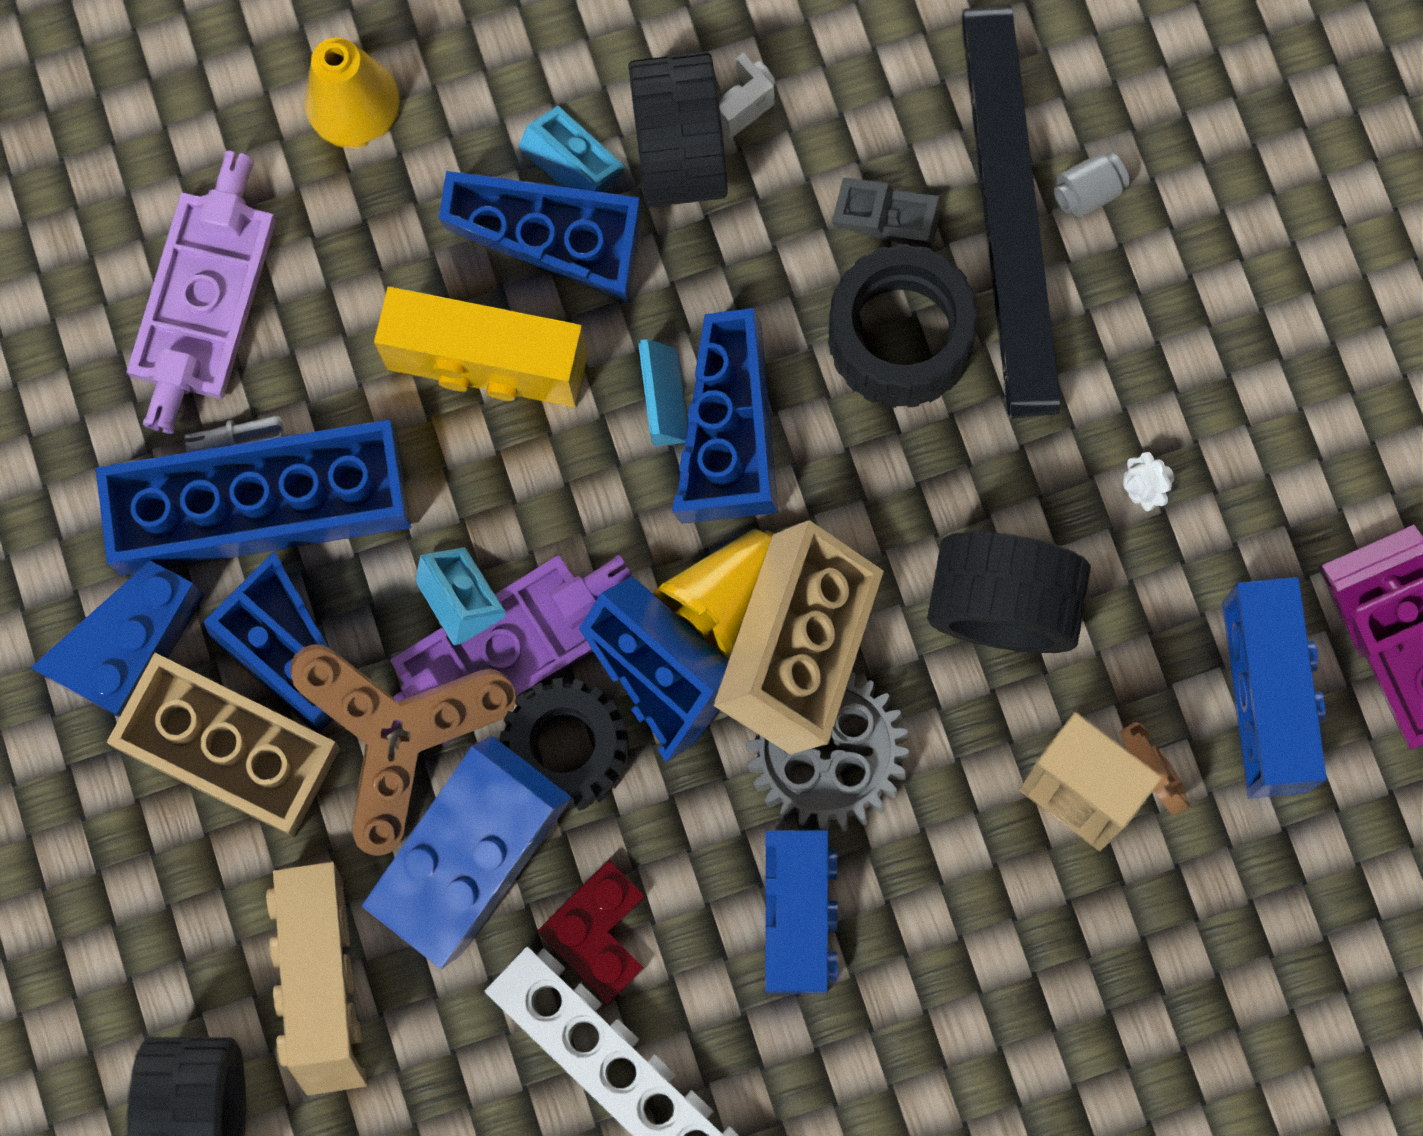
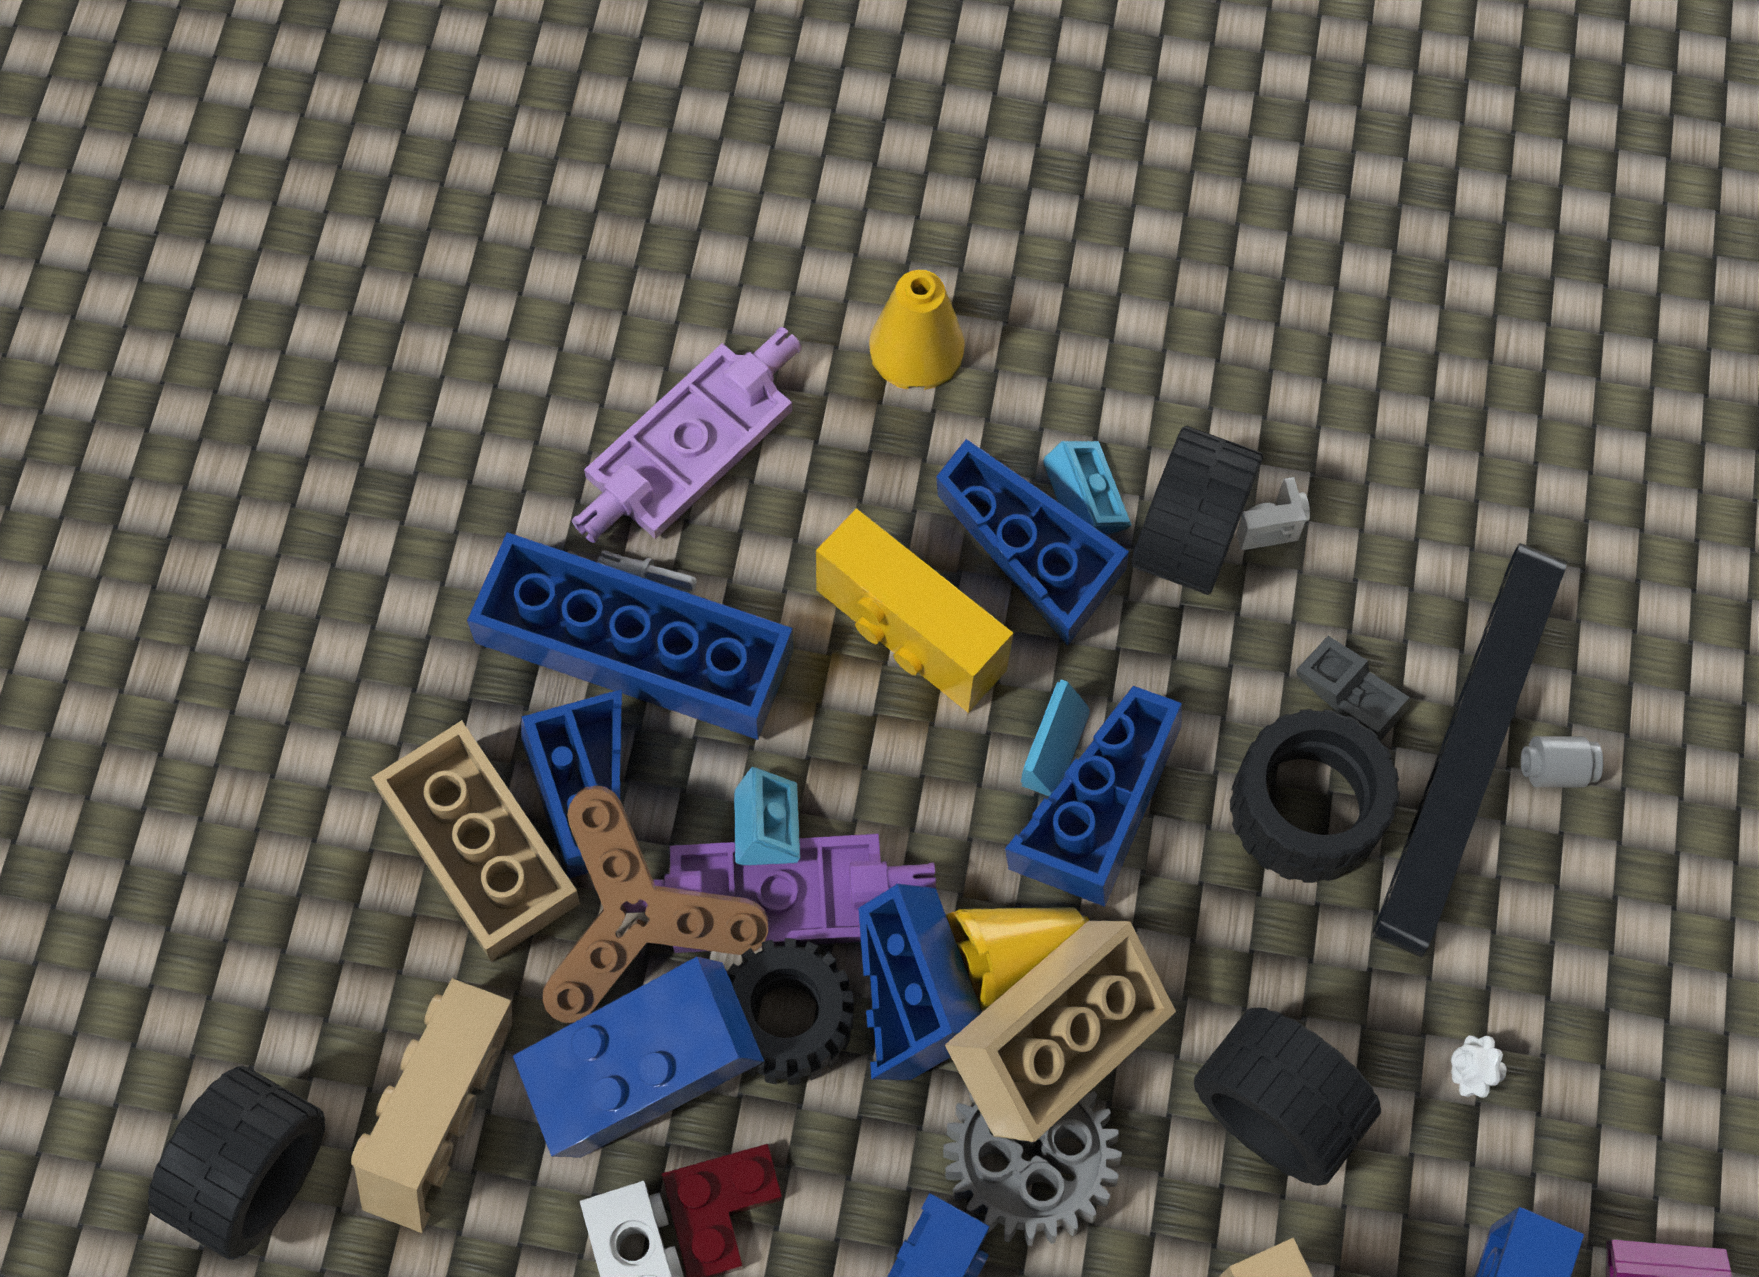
camera: 20 degrees right, 10 degrees down
(116, 642) = (431, 694): blue wedge -> none

